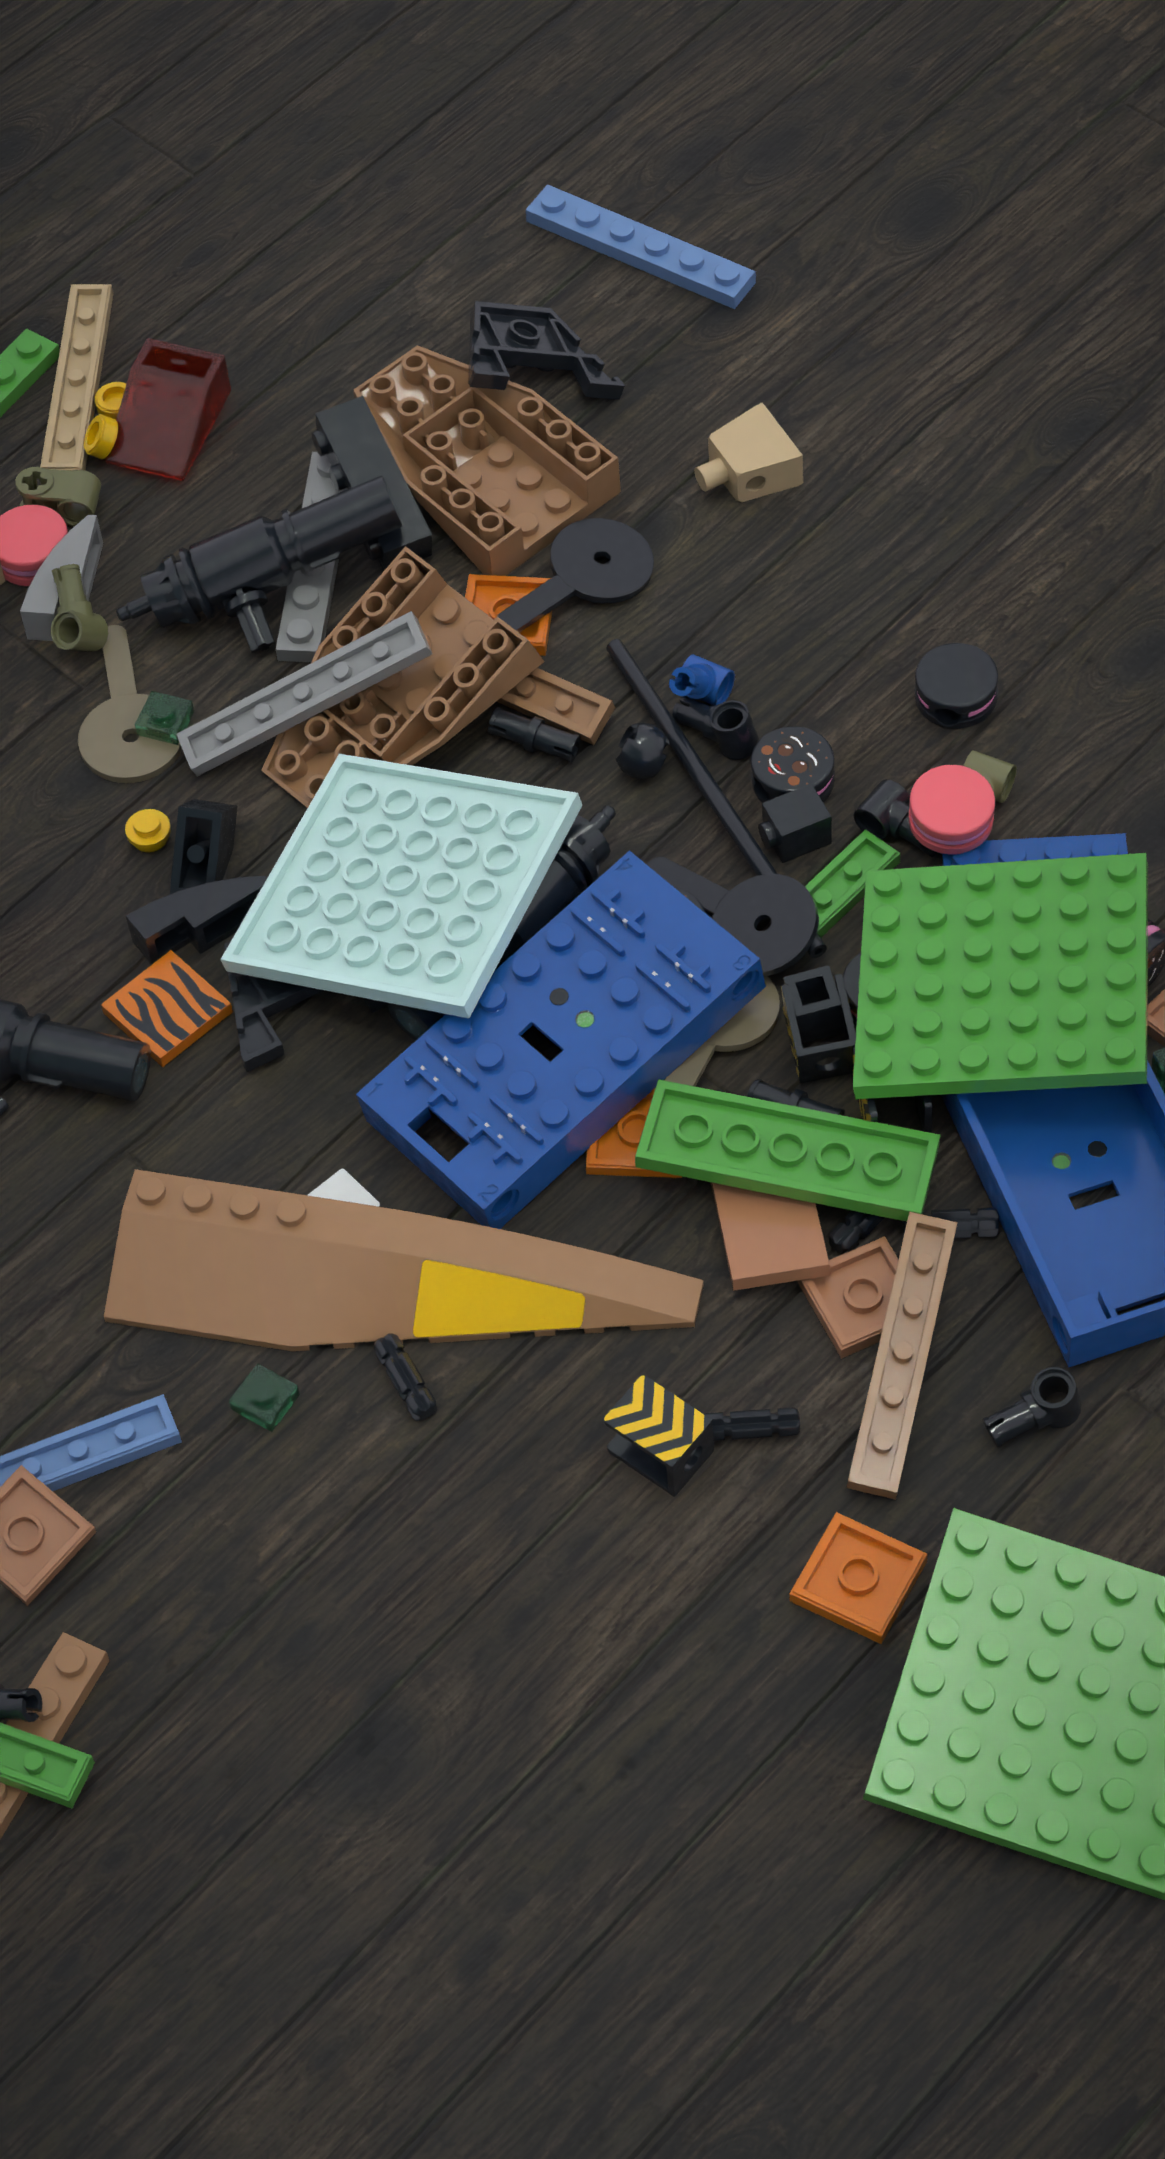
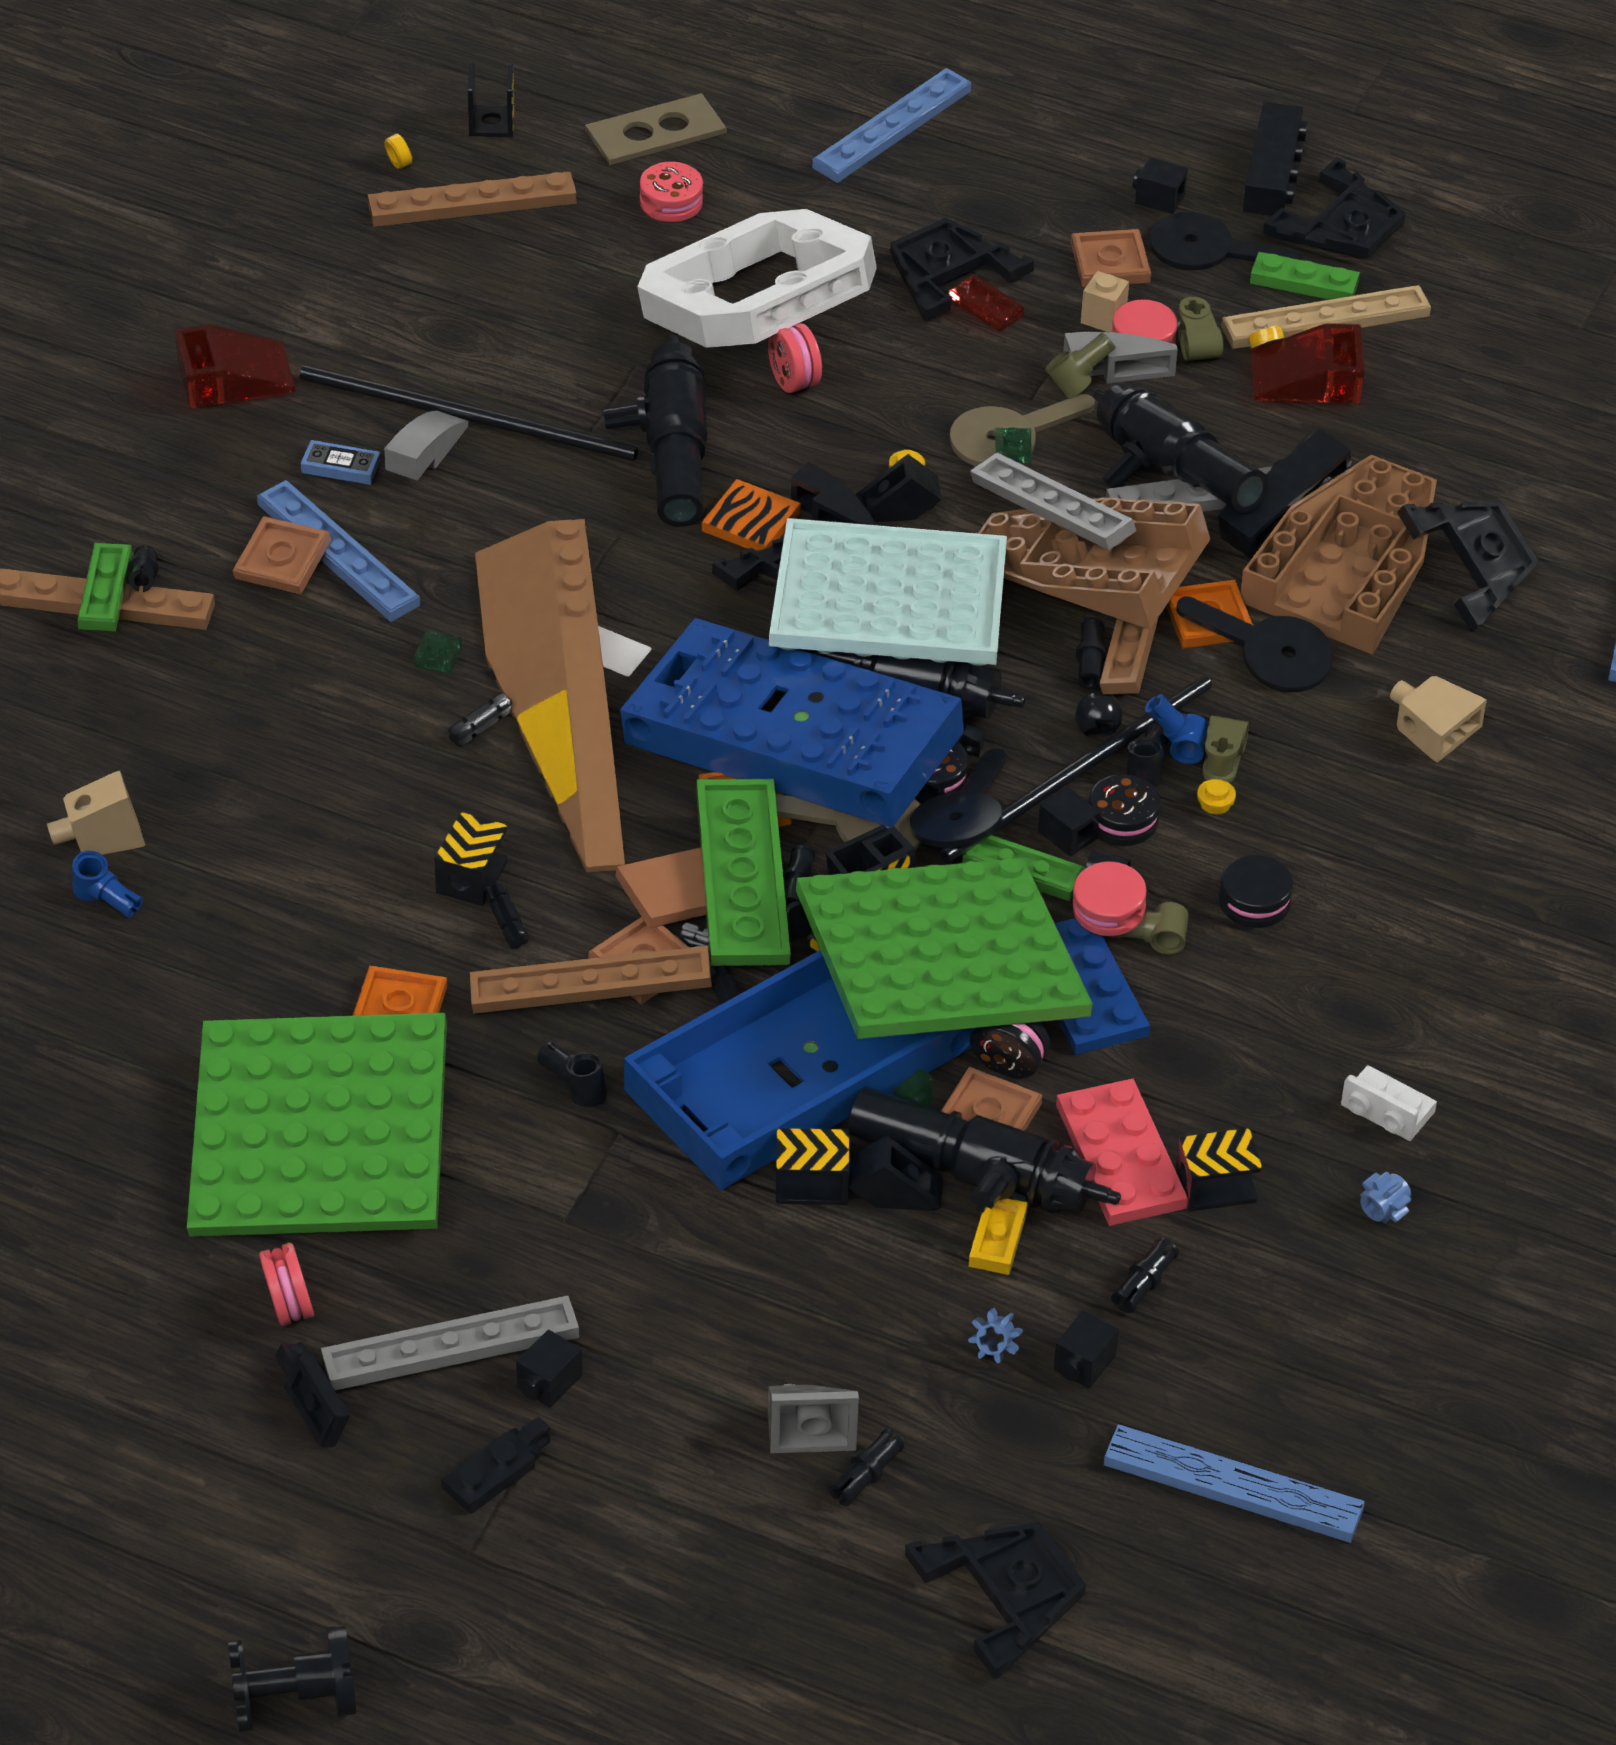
camera: 65 degrees right, 10 degrees down
(446, 1832) = (99, 818): none -> tan torso
(556, 1873) = (103, 885): none -> blue pin
(733, 649) = (1224, 747): none -> olive piece
(795, 683) = (1216, 796): none -> yellow plate

